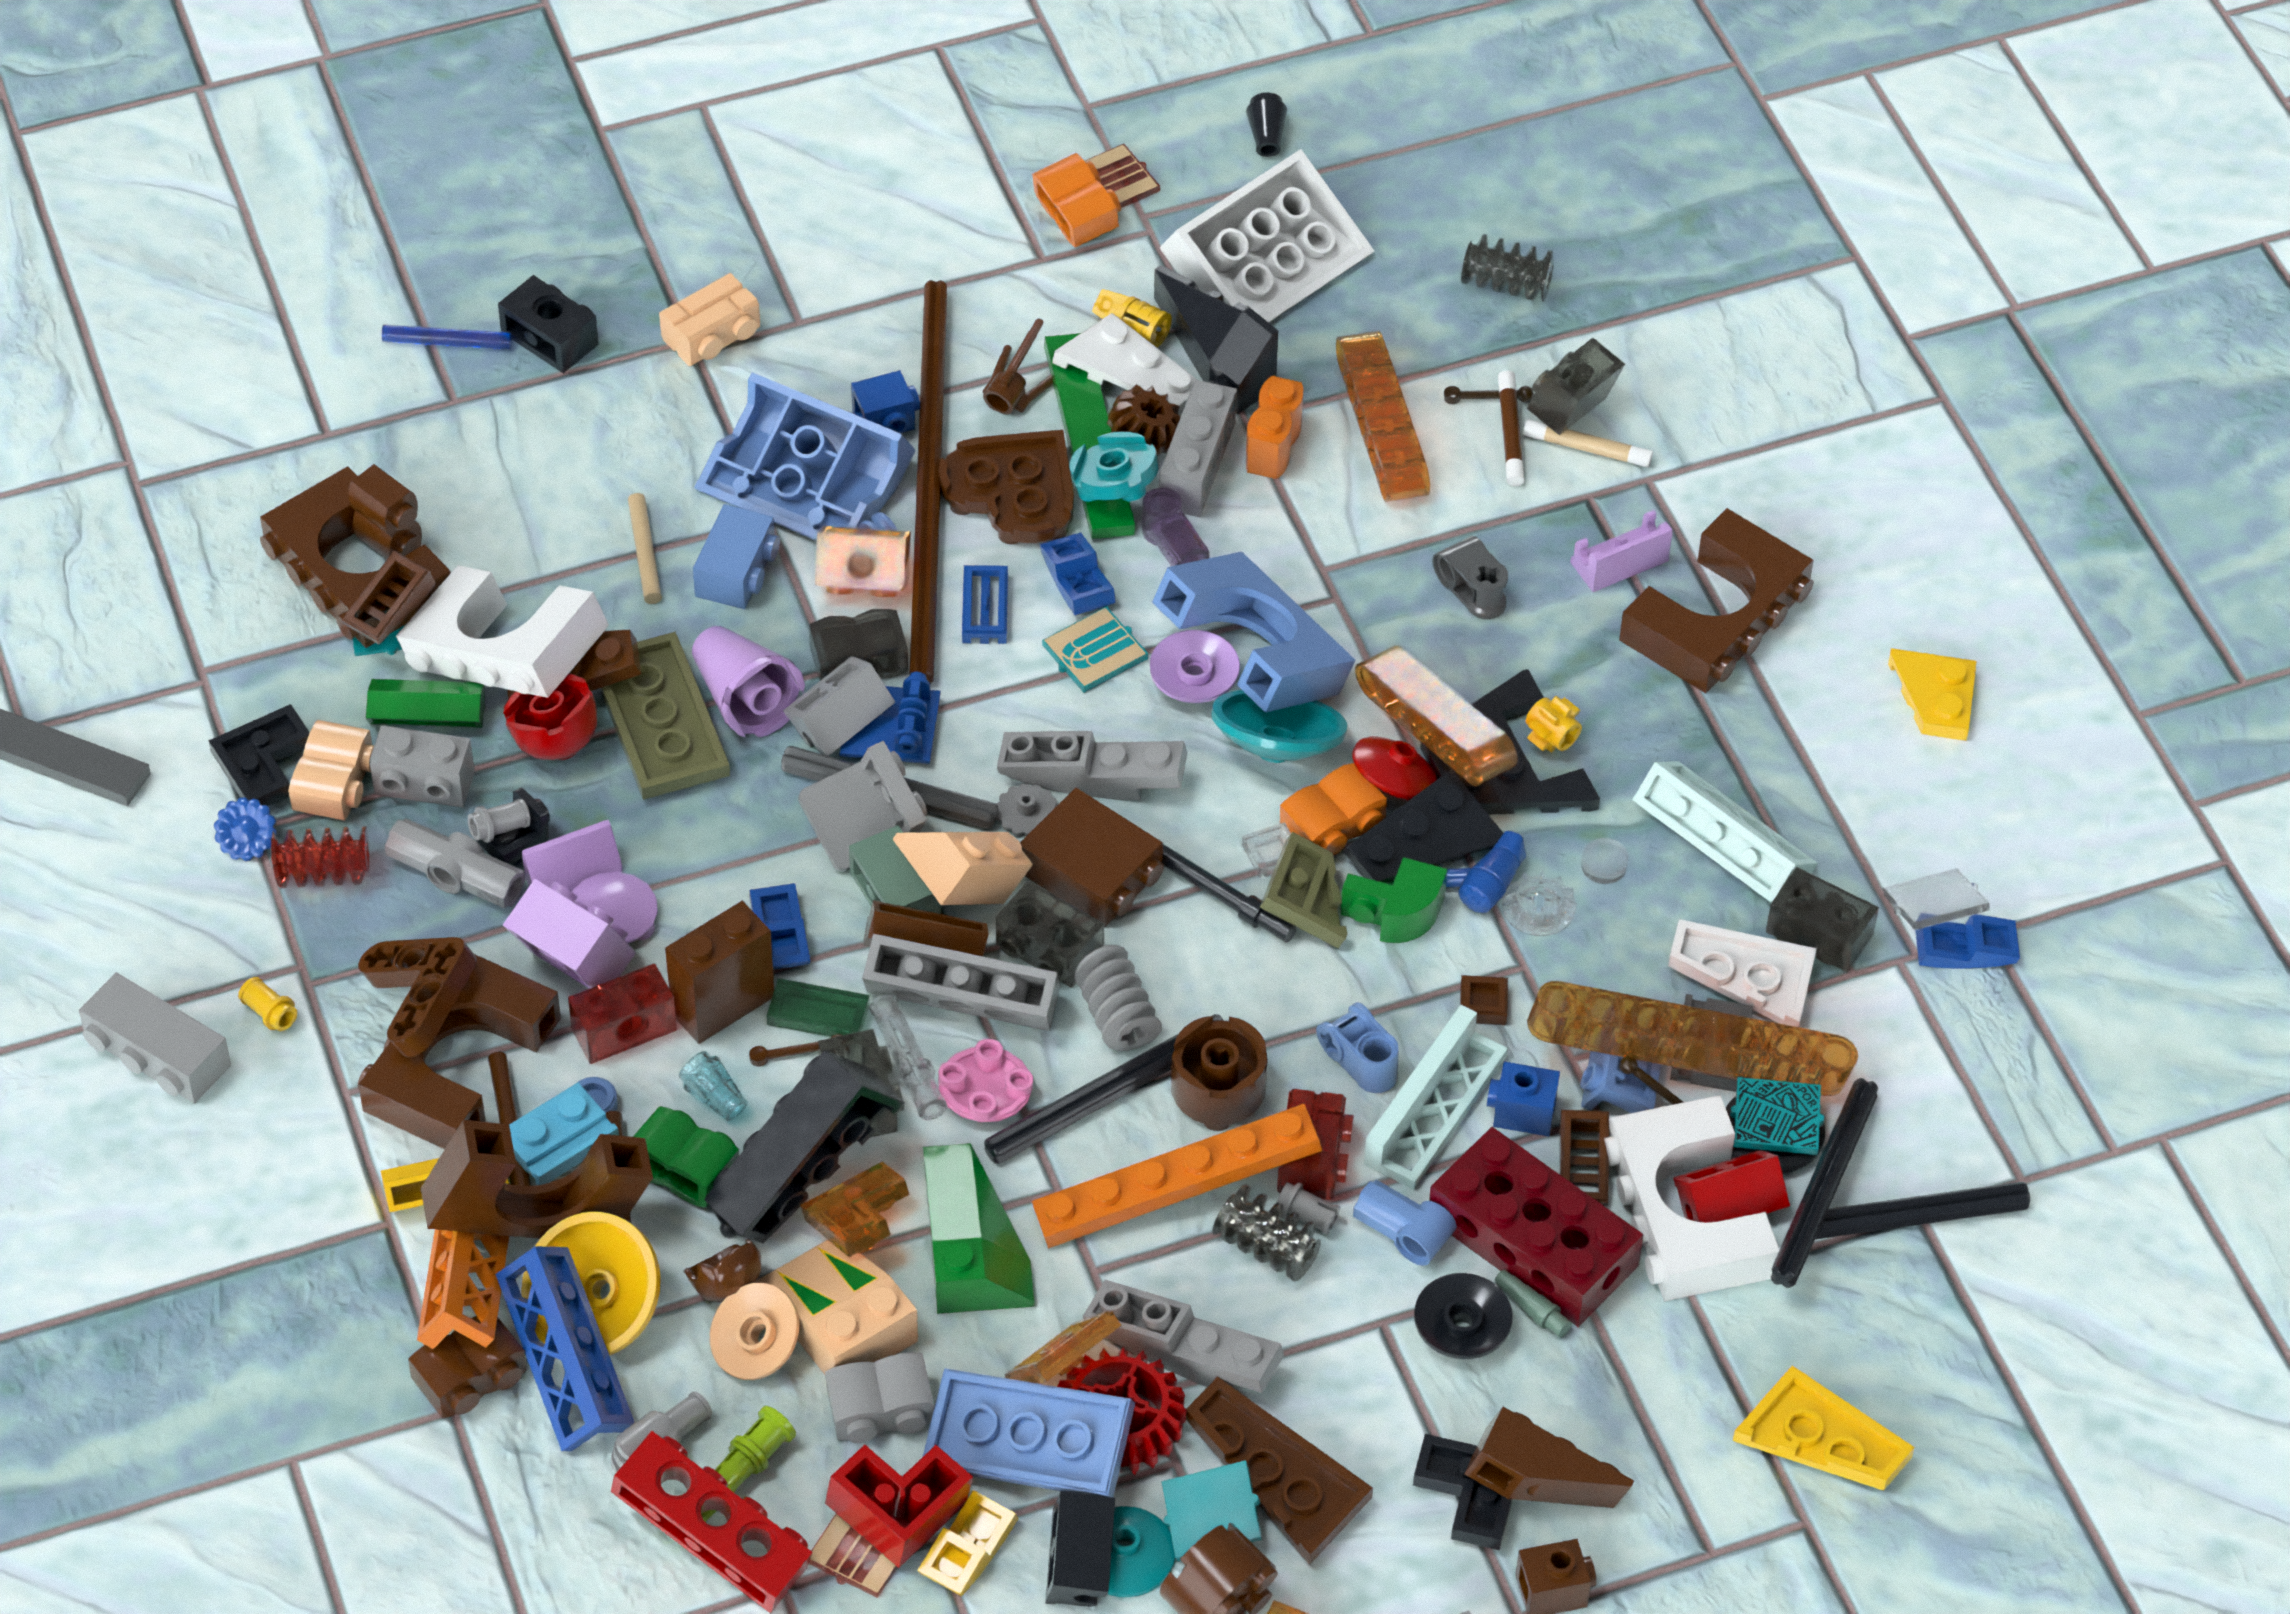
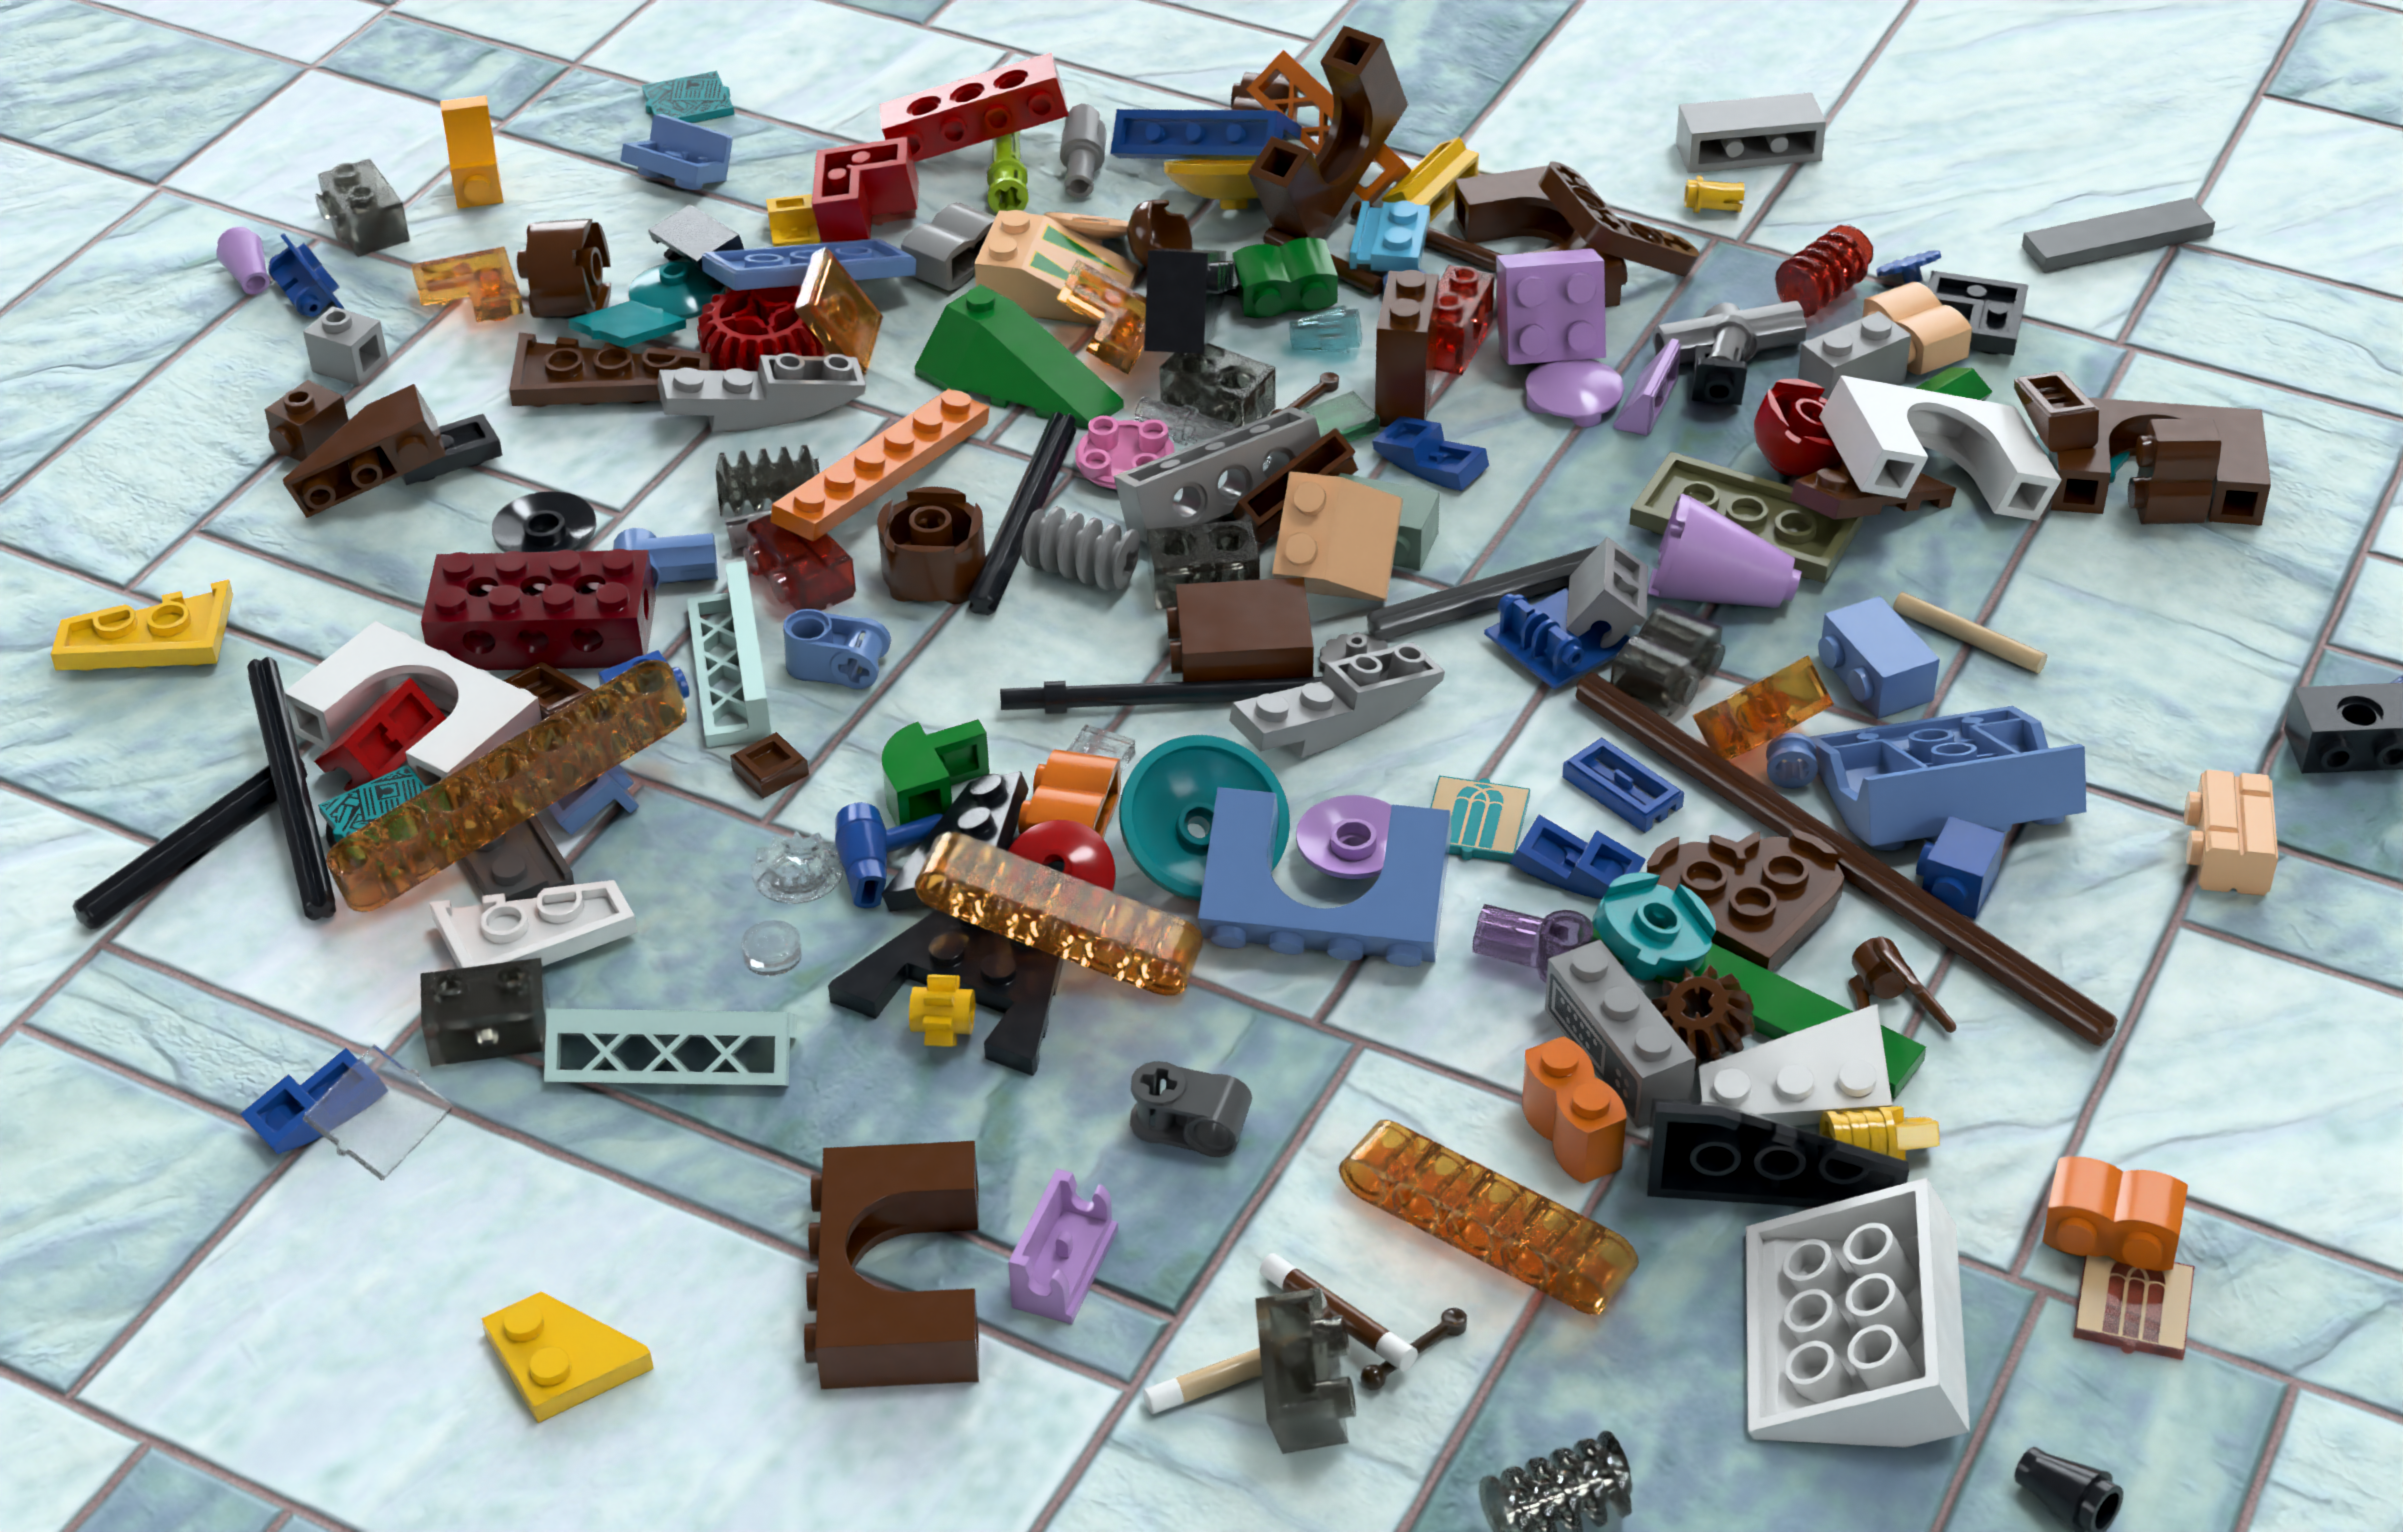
camera: 140 degrees right, 10 degrees down
(862, 803) = (1468, 541): light grey bracket -> none
(1306, 891) = (1020, 719): olive wing -> none

